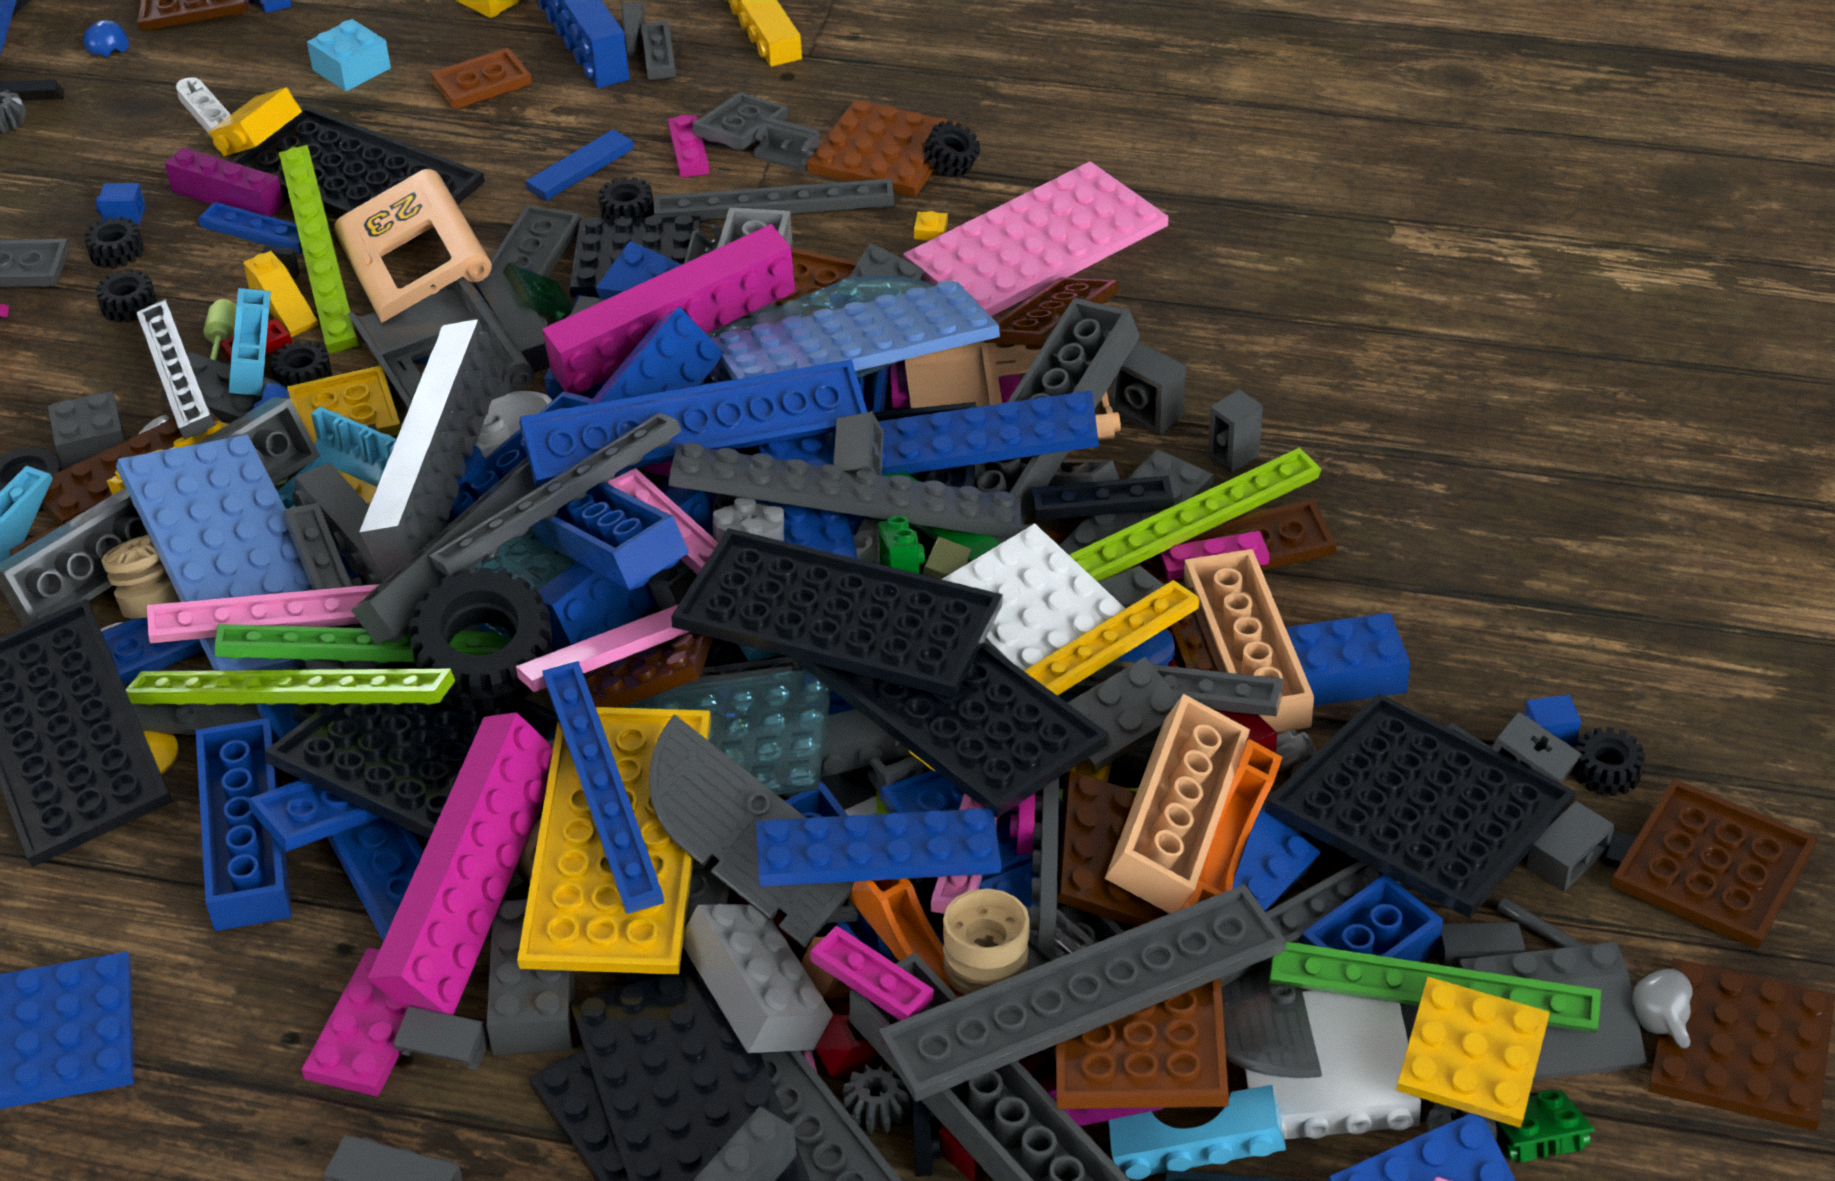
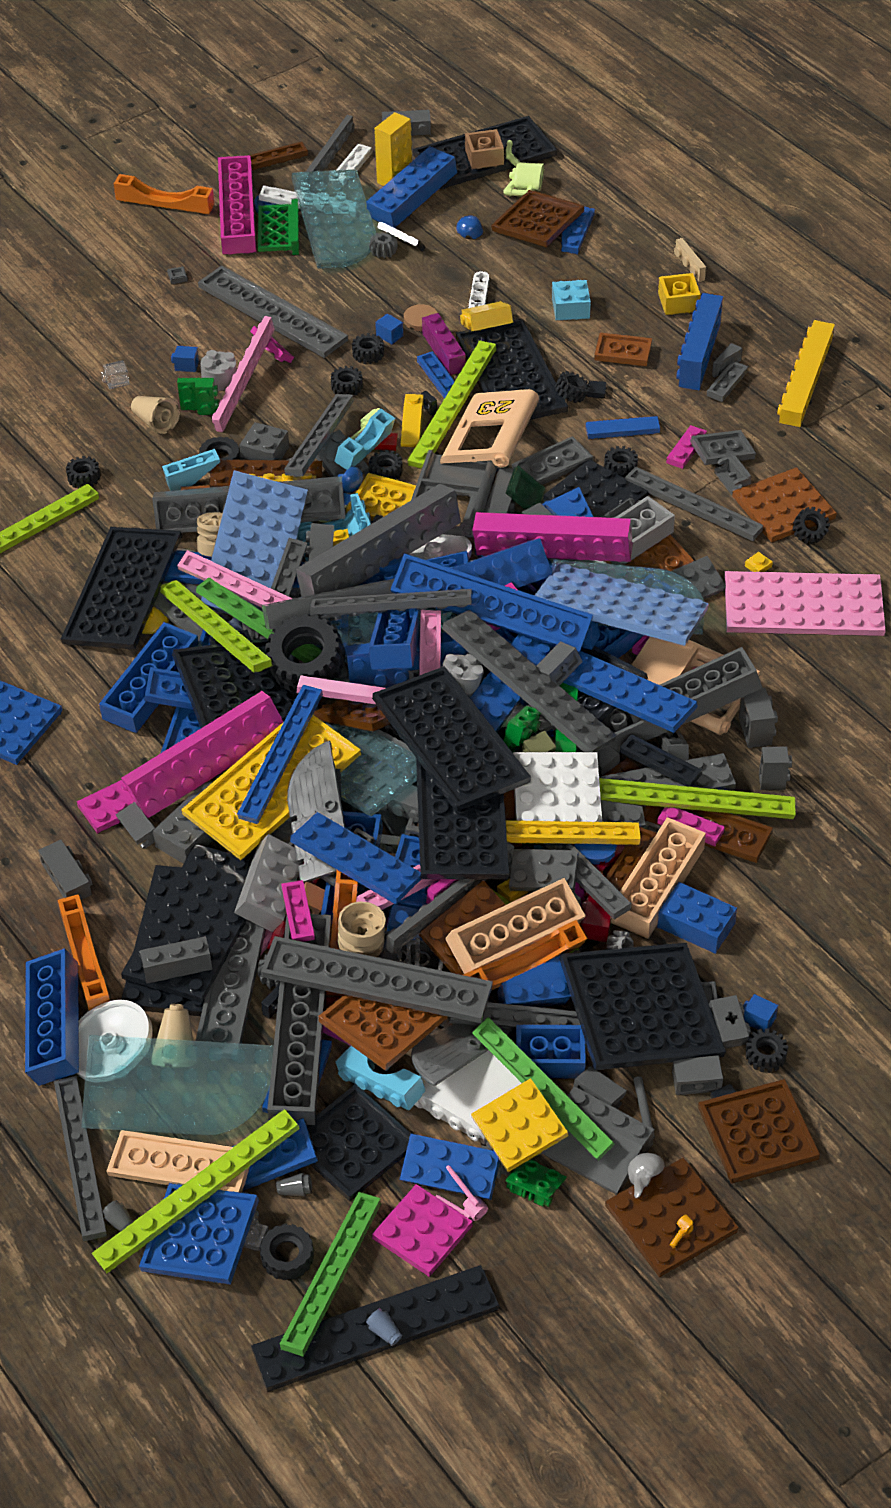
camera: 40 degrees right, 5 degrees up
(147, 170) = (414, 315): none -> medium nougat tile
(466, 147) = (572, 387): none -> black tyre
(495, 139) = (597, 389): none -> black tile
(1037, 317) = (757, 646): reddish brown plate -> none
(1790, 1033) = (686, 1226): none -> light orange hand

